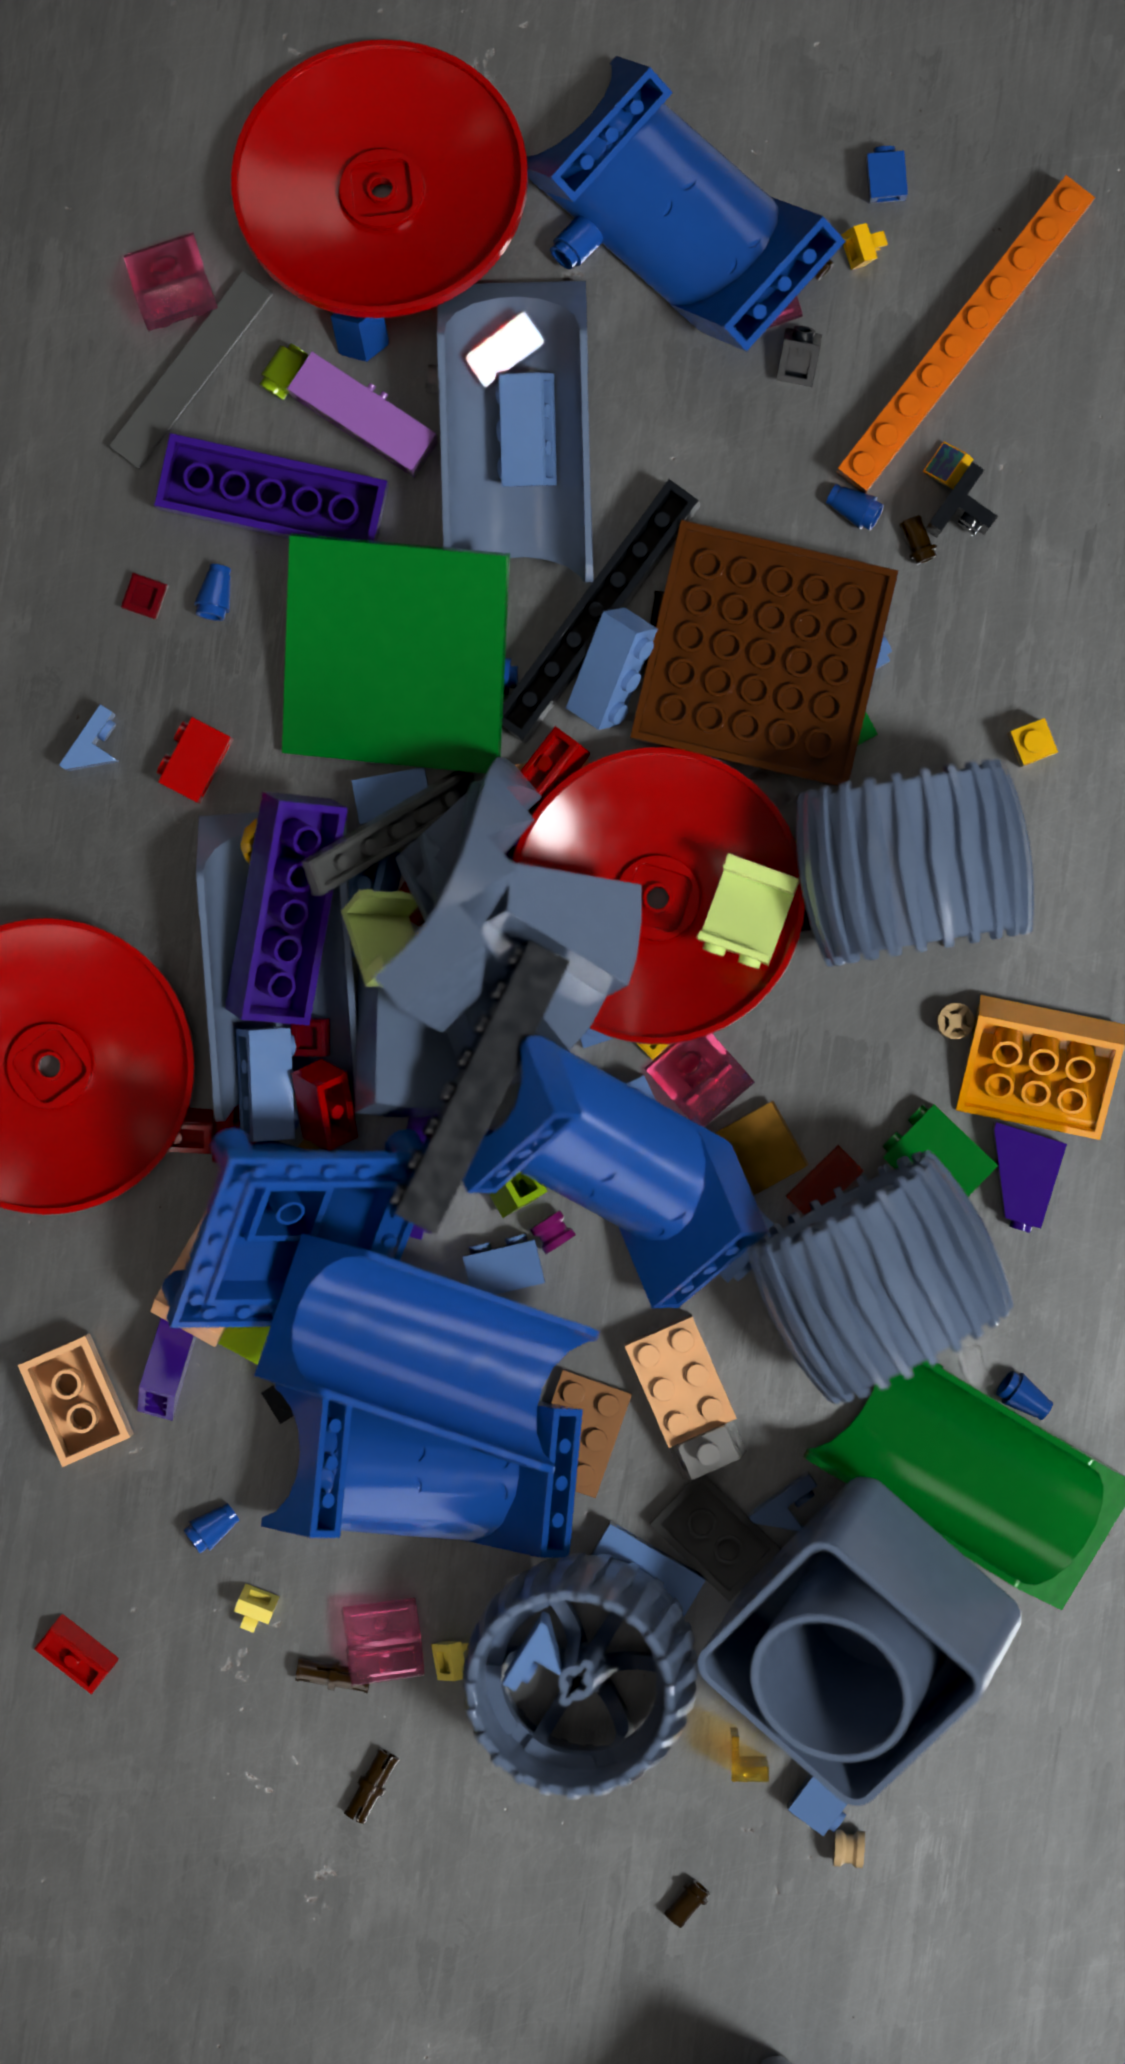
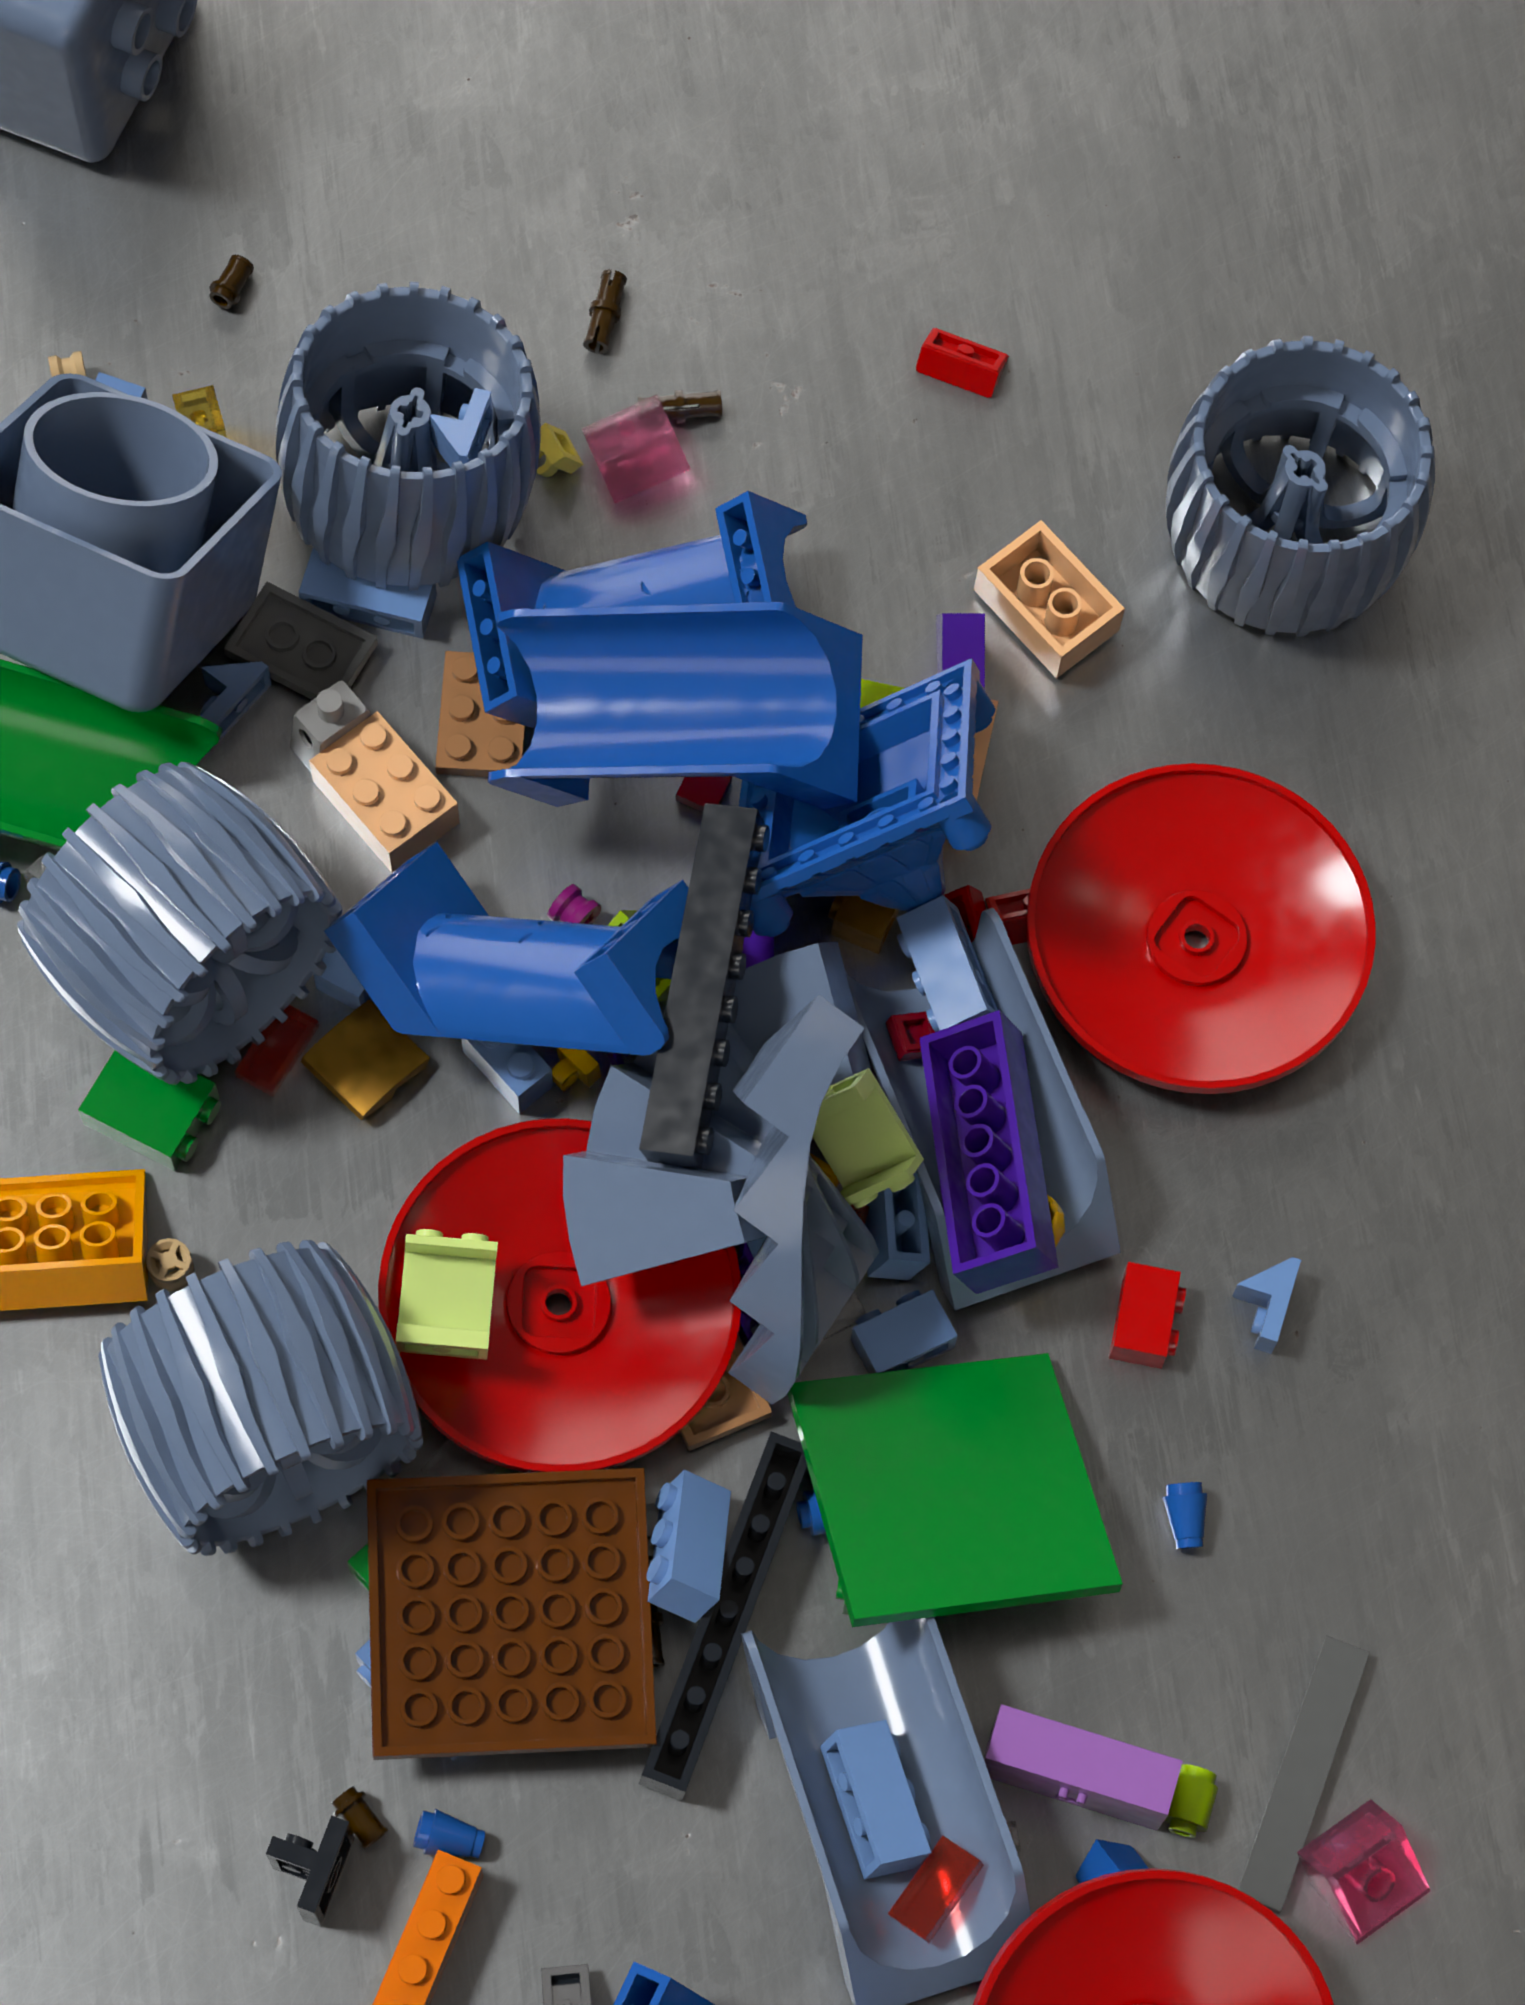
camera: 155 degrees right, 20 degrees down
(144, 596) = (1267, 1490): dark red tile -> none
(211, 1527) = (860, 514): blue cone -> none
(255, 1606) = (785, 450): light yellow tile -> none
(267, 492) = (1159, 1643): dark purple brick -> none
(324, 1105) = (875, 960): red brick -> none
(384, 834) = (897, 1270): dark grey tile -> none
(504, 1267) = (618, 859): medium blue brick -> none
(554, 762) = (726, 1422): red slope -> none
(700, 1077) = (448, 1112): clear pink slope -> none
(948, 465) = (345, 1919): tile -> none
(1025, 1174) = (42, 1118): dark purple slope -> none
(1032, 742) = (157, 1608): yellow brick -> none

